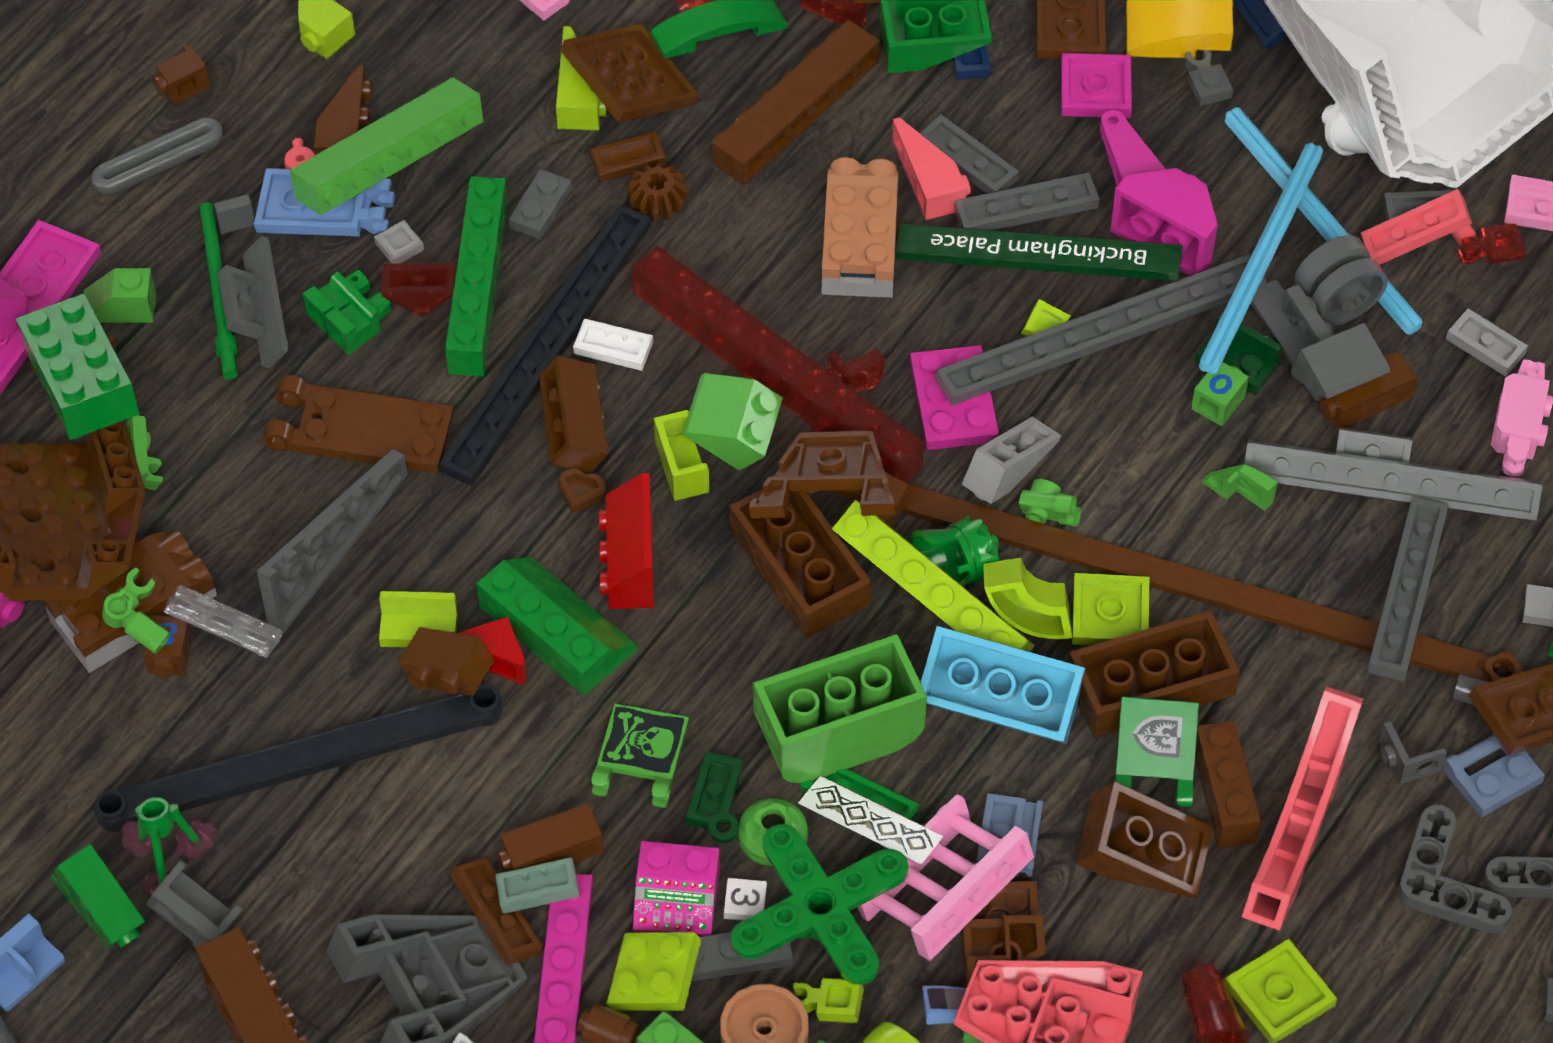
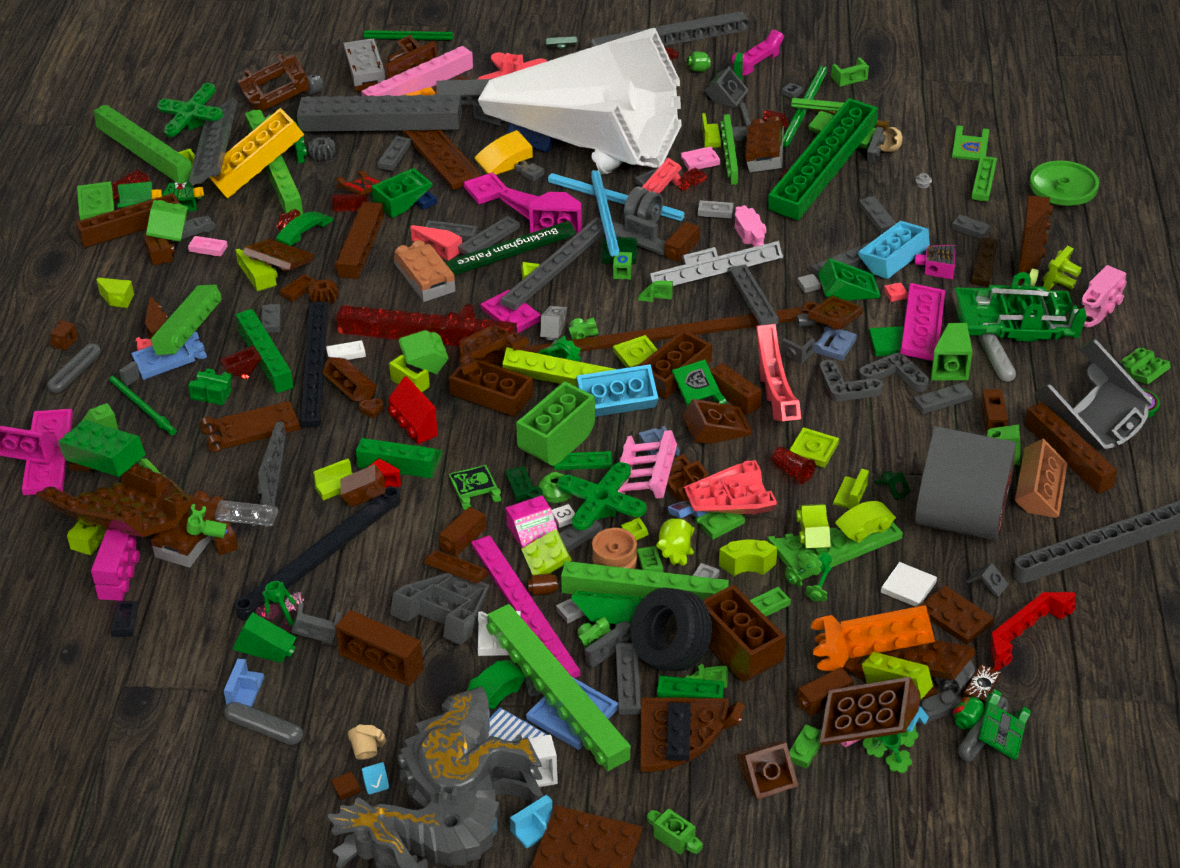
camera: 30 degrees left, 15 degrees down
(254, 303) = (166, 400): dark grey bracket -> none
(399, 243) = (213, 356): light grey tile -> none
(537, 885) = (469, 546): sand green plate -> none
(870, 819) = (596, 461): white sticker -> none
(1027, 601) = (595, 355): lime brick -> none
(1340, 362) = (666, 231): dark grey slope -> none

